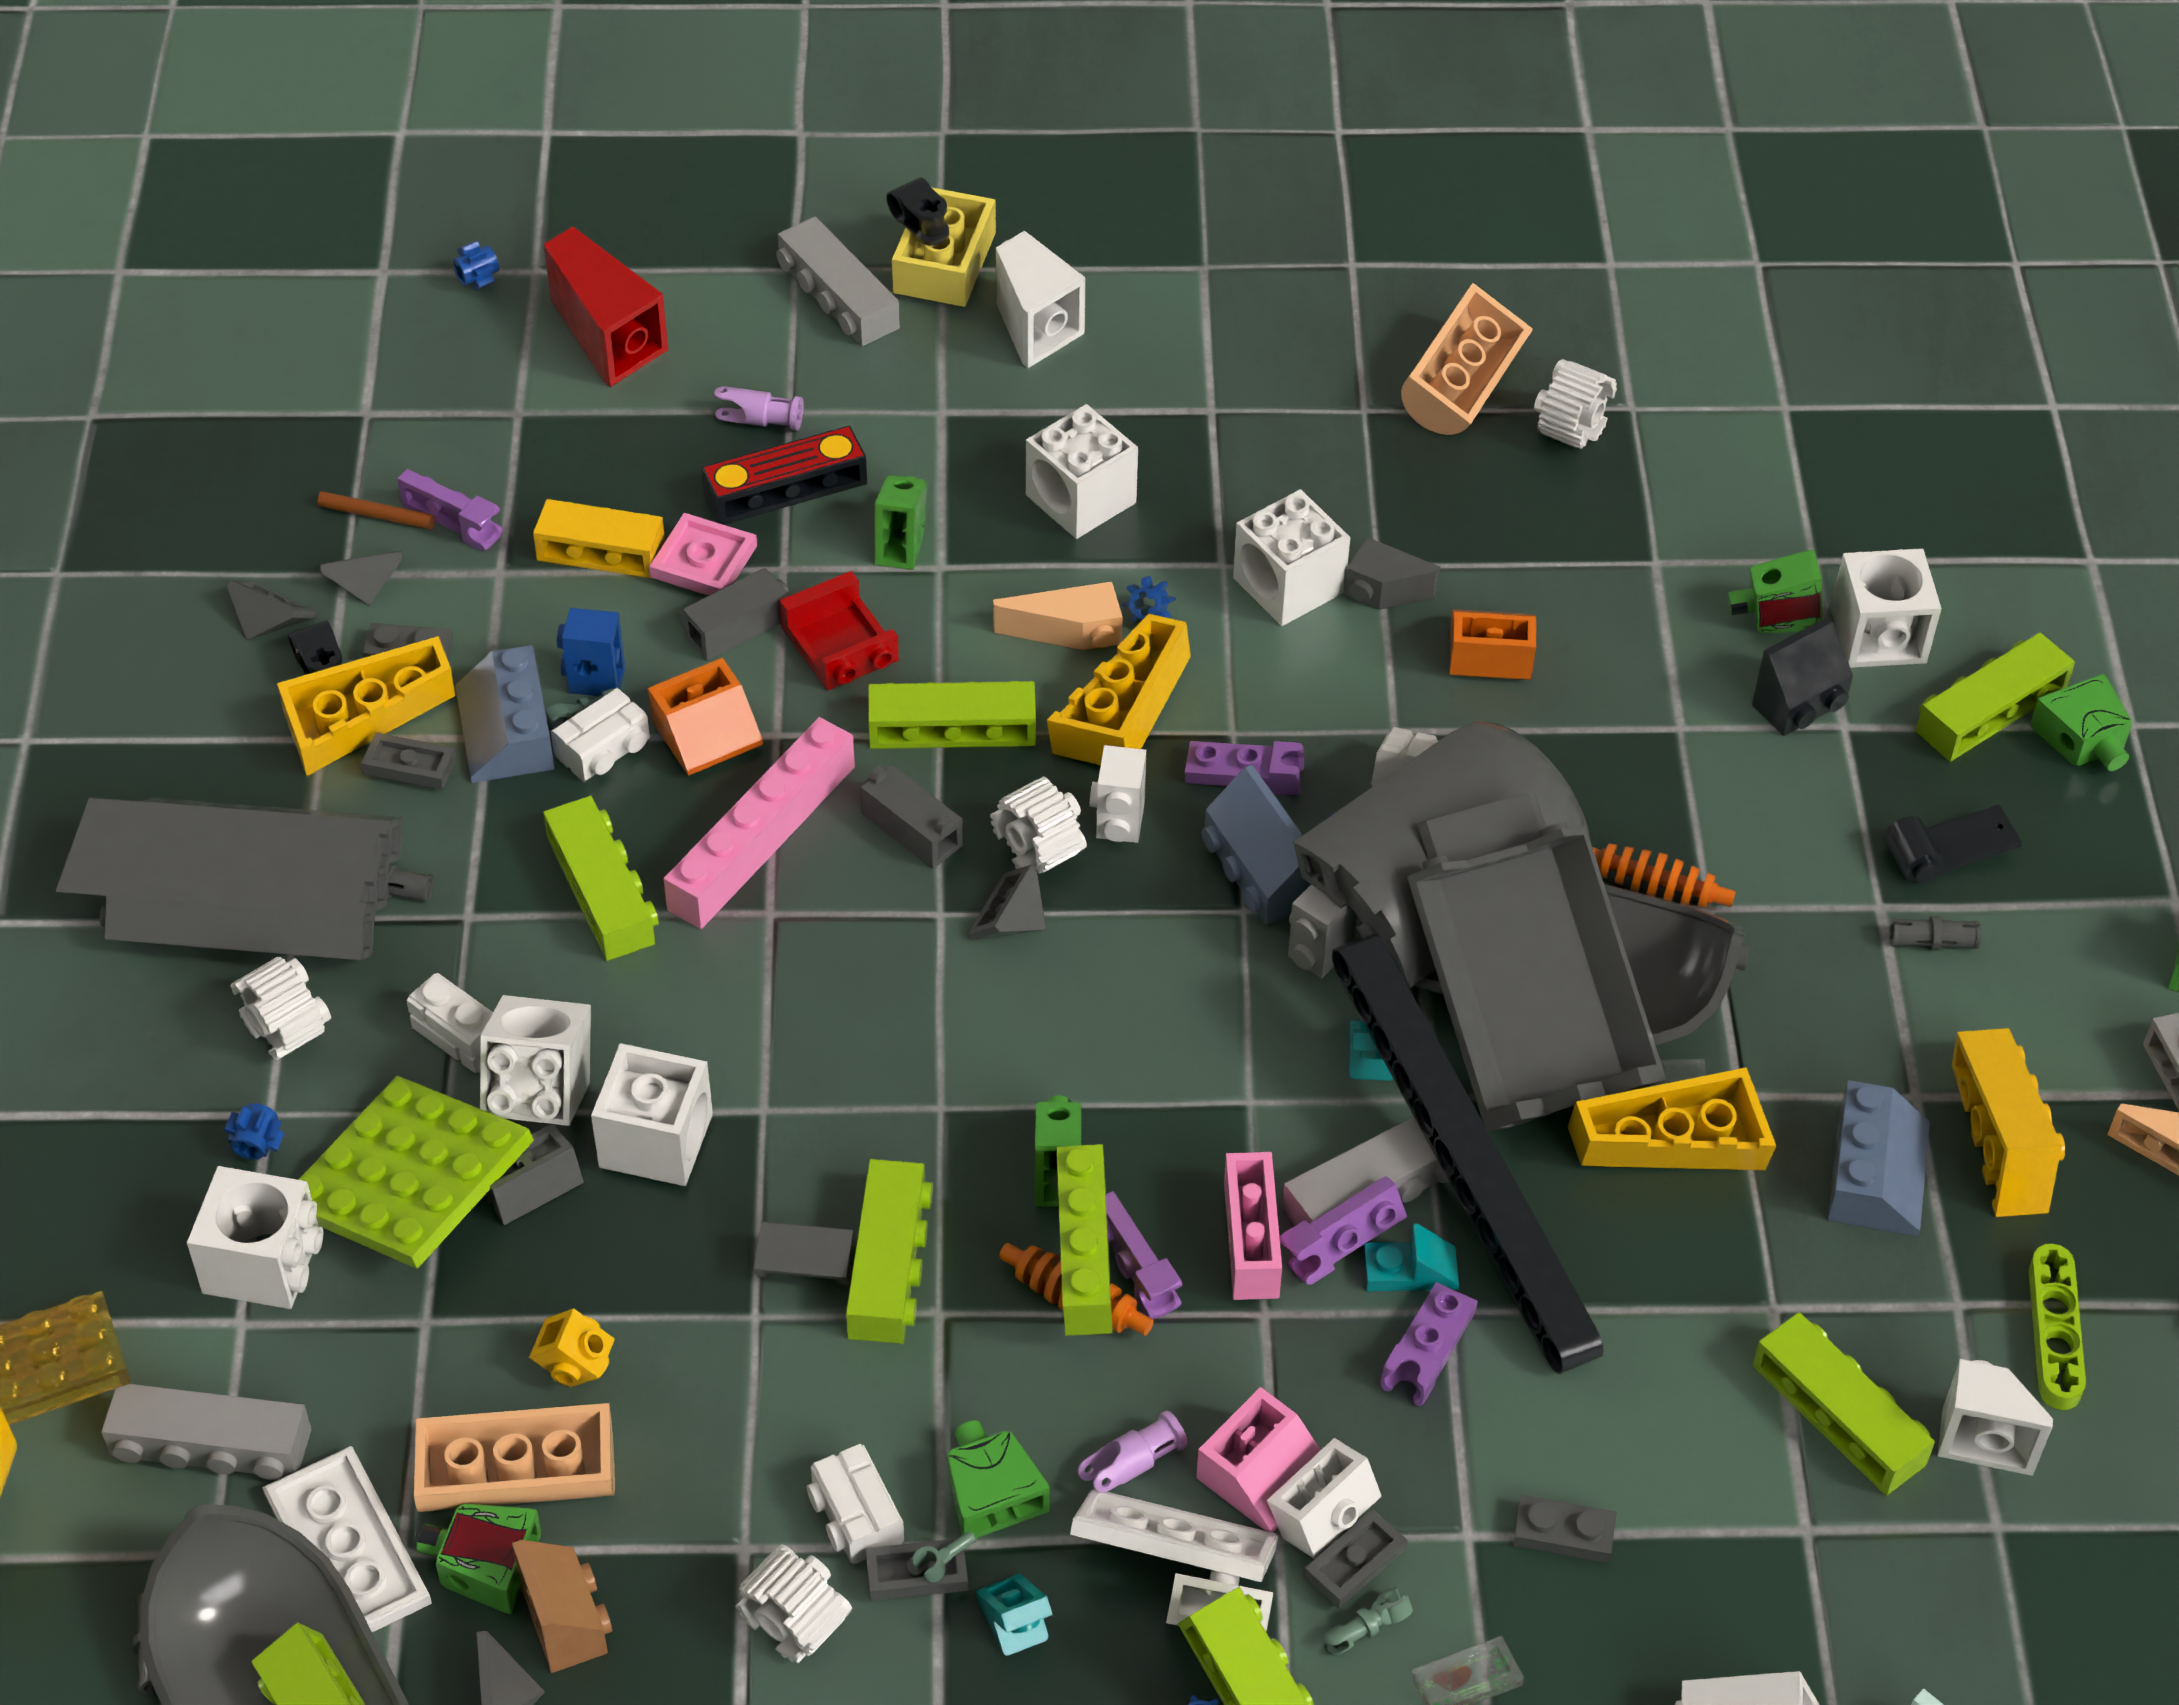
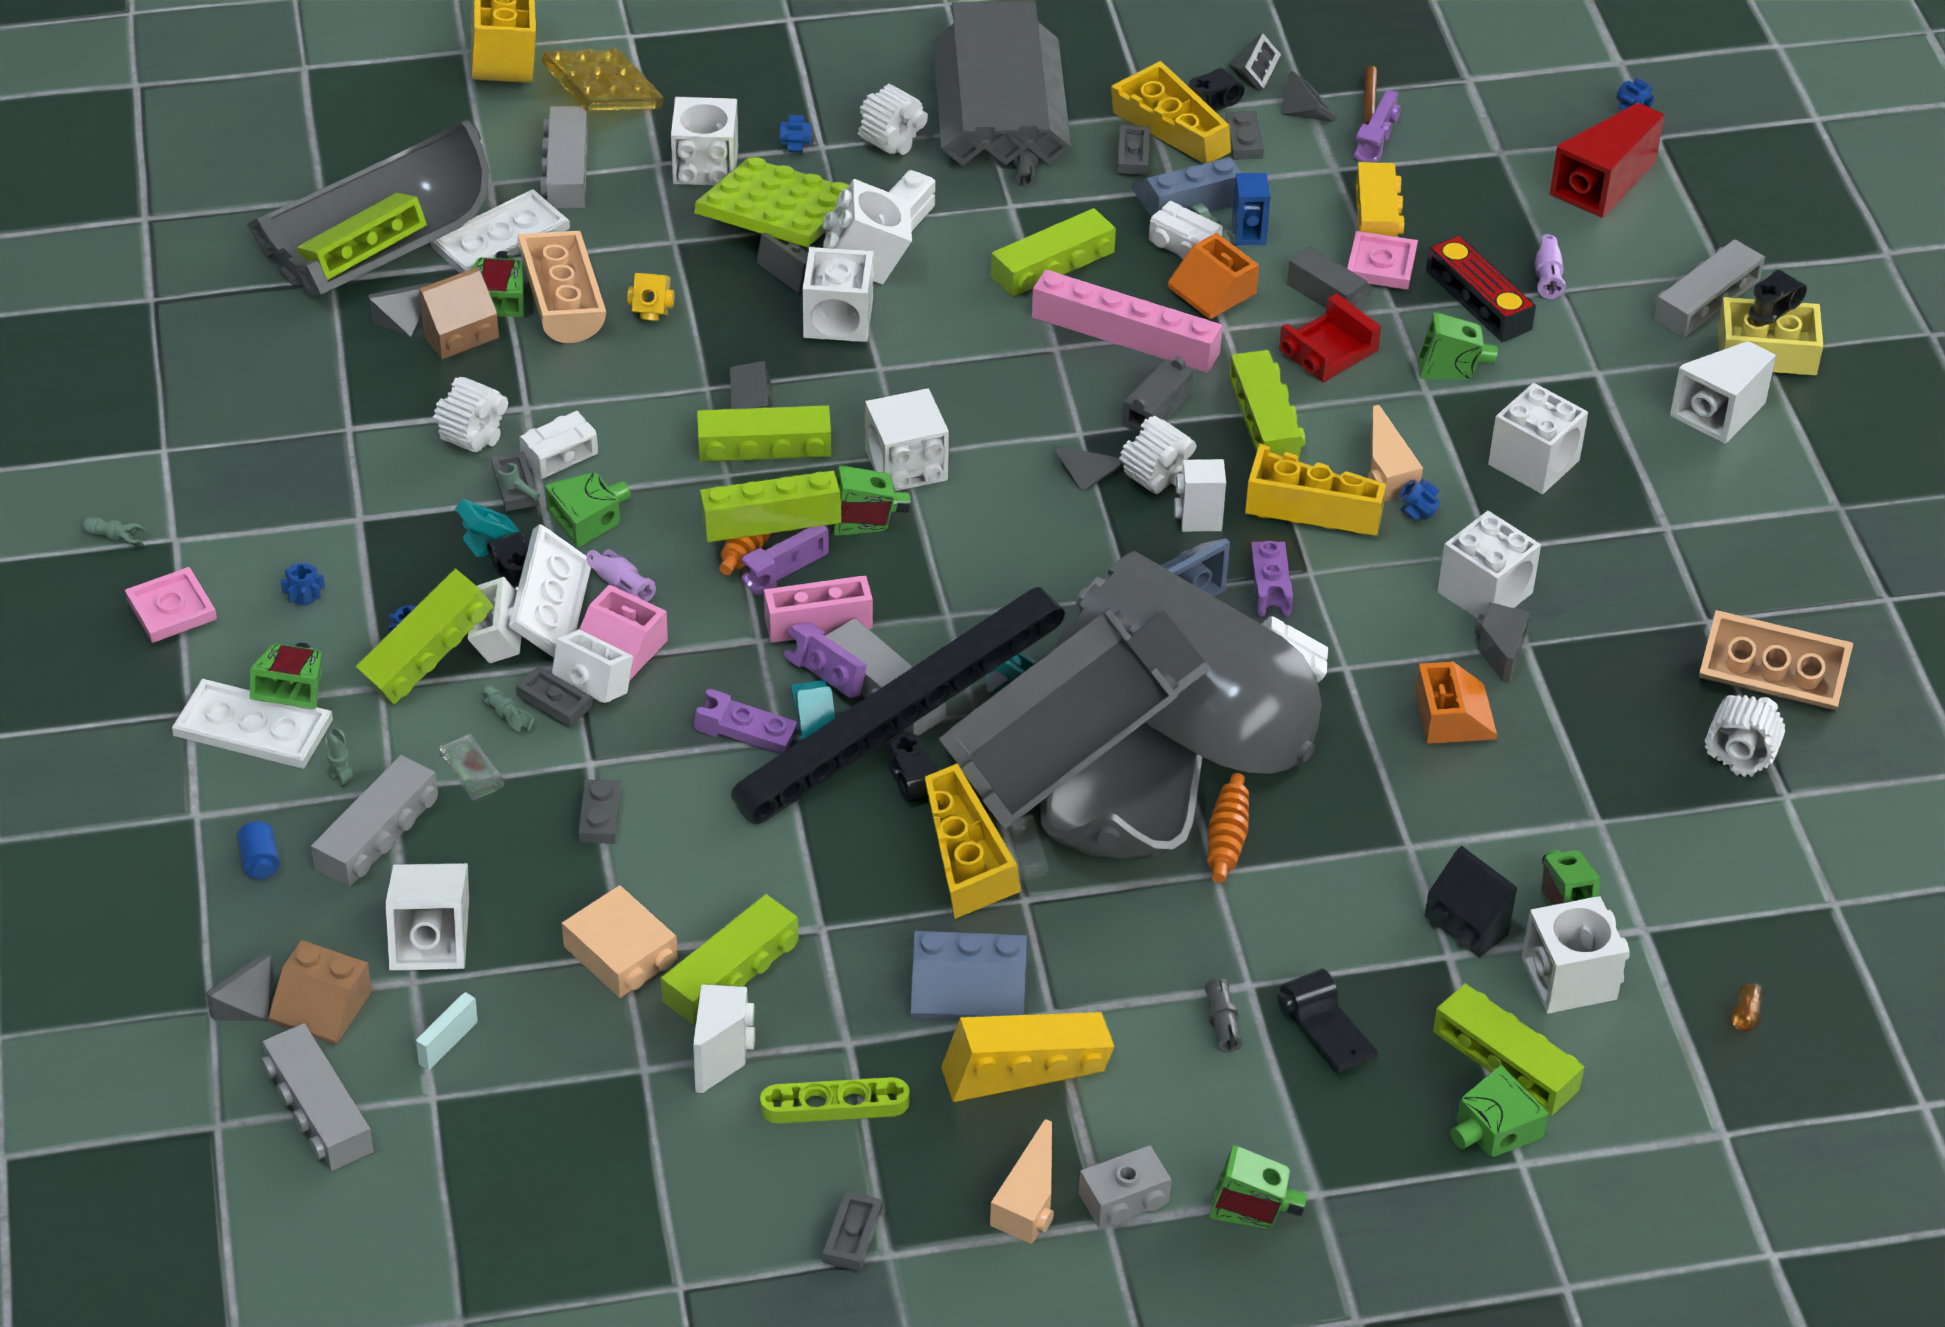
camera: 80 degrees right, 5 degrees down
(961, 1081) = (907, 439): none -> white brick
(1082, 1584) = (508, 556): none -> black piece
(1543, 1166) = (910, 765): none -> black piece
(1808, 1522) = (620, 941): none -> light nougat brick
(1937, 499) = (1746, 1013): none -> clear orange pin

